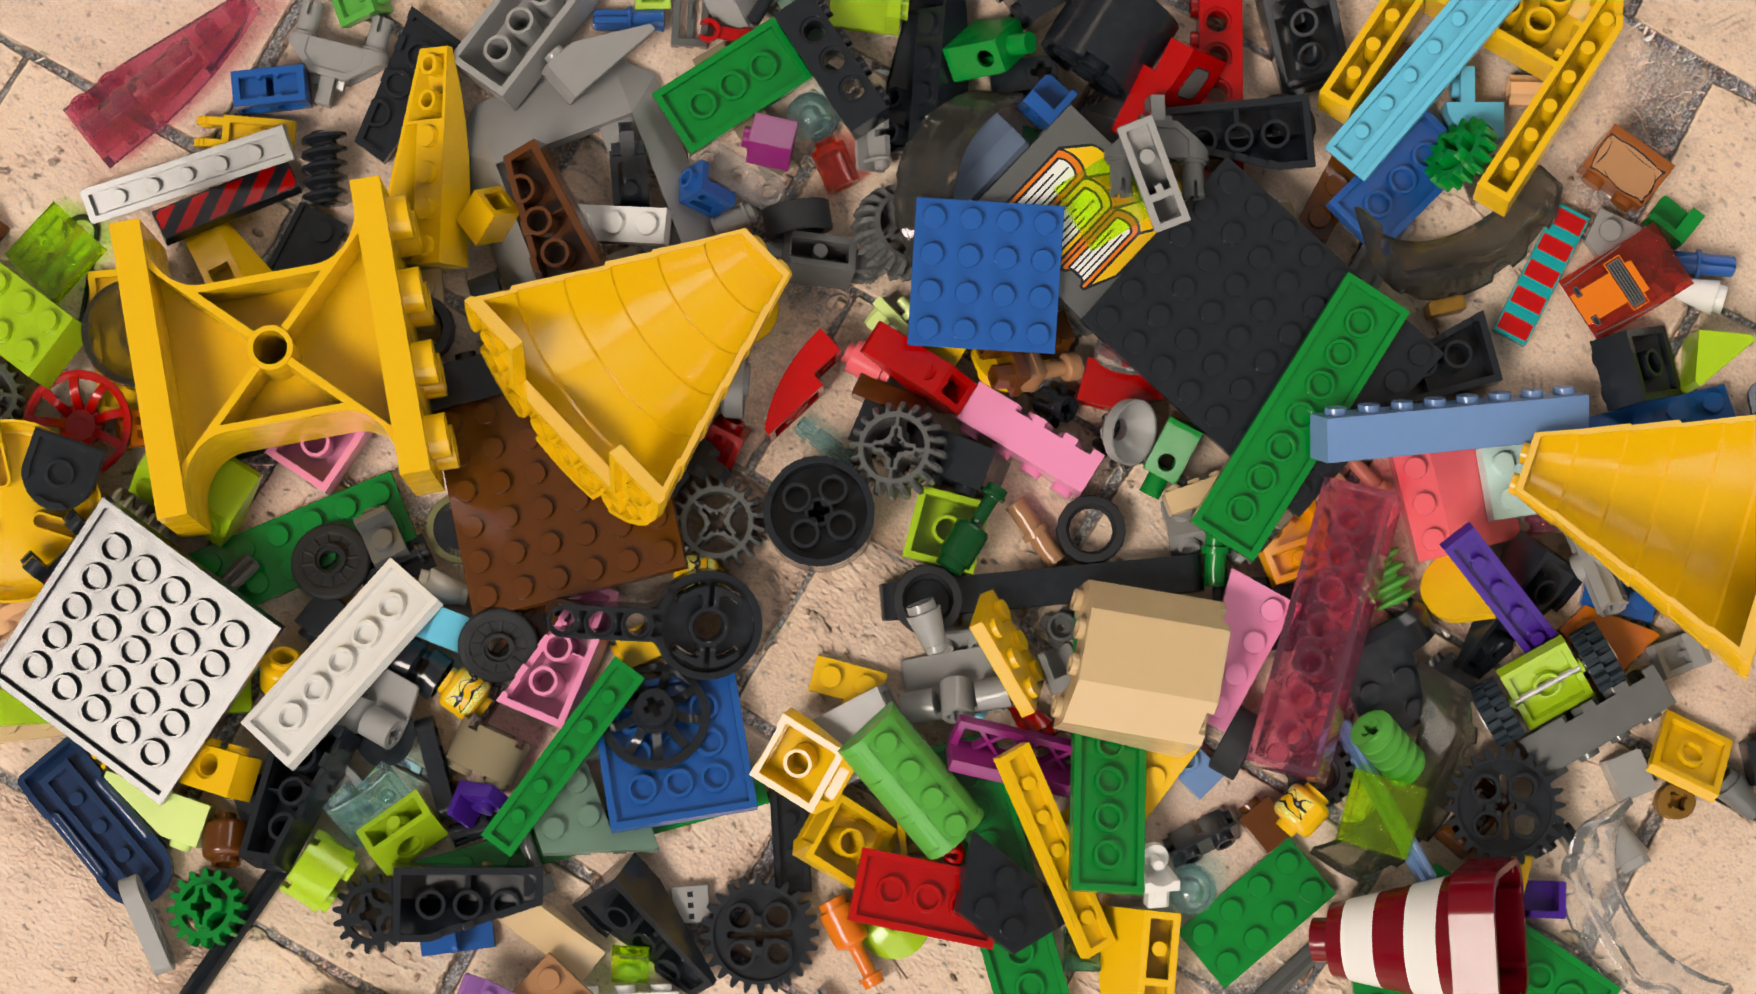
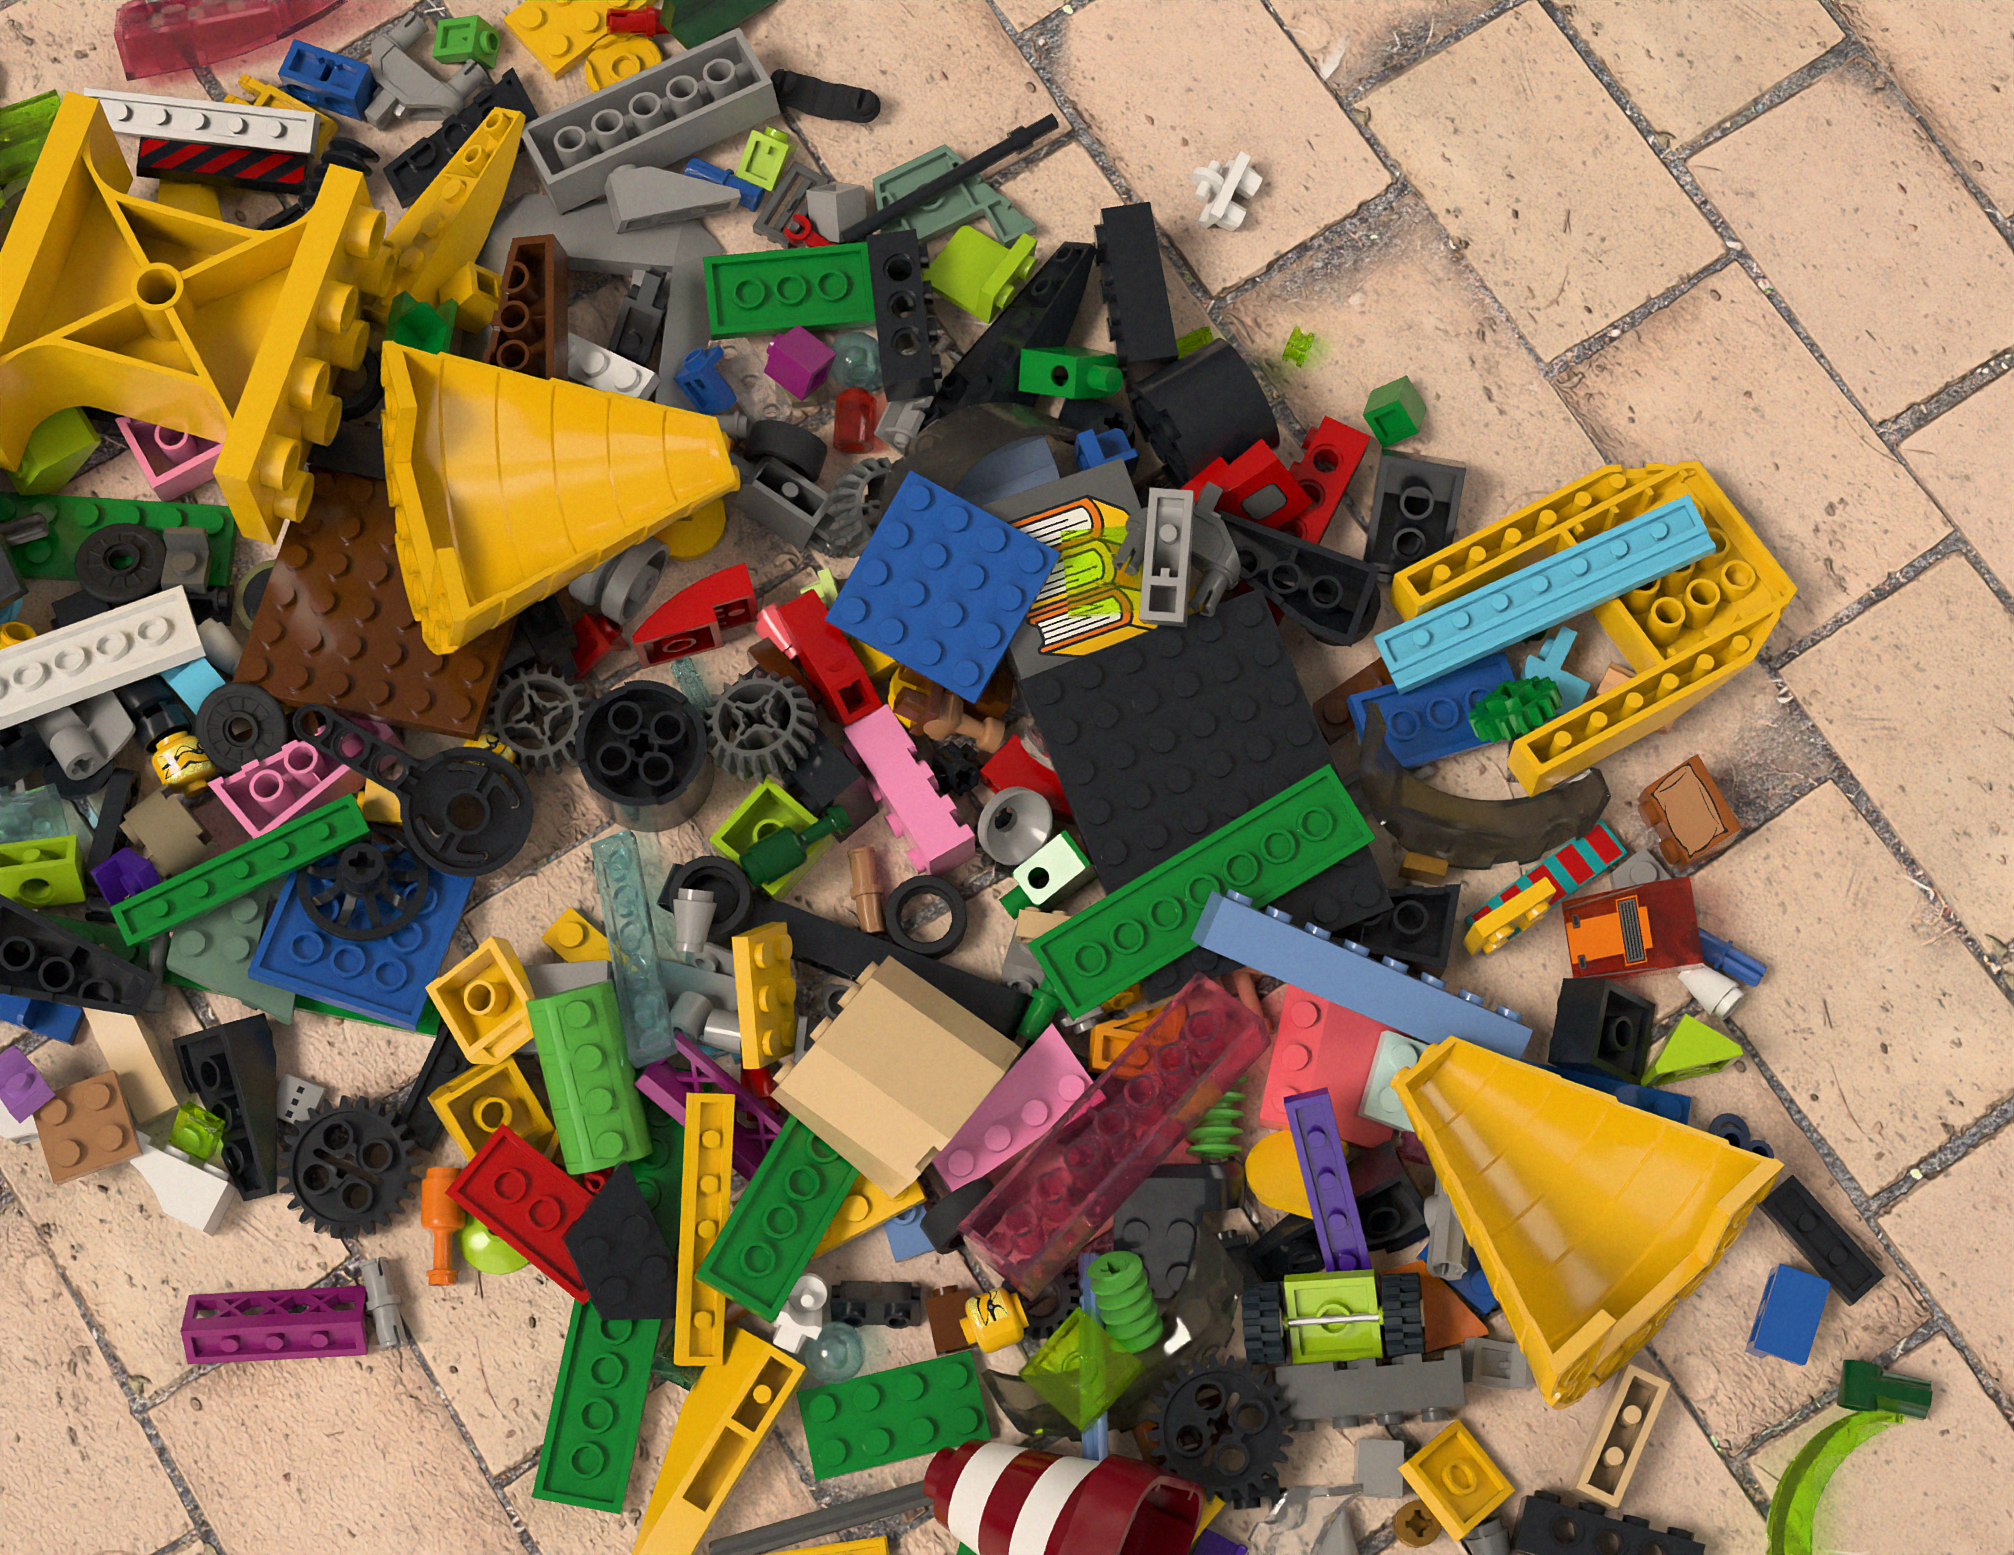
camera: 25 degrees right, 10 degrees down
(469, 267) = (421, 324): none -> green panel
(888, 666) = (633, 949): none -> clear light blue plate
(1527, 328) = (1520, 911): none -> yellow plate
(1673, 221) = (1717, 899): green panel -> none

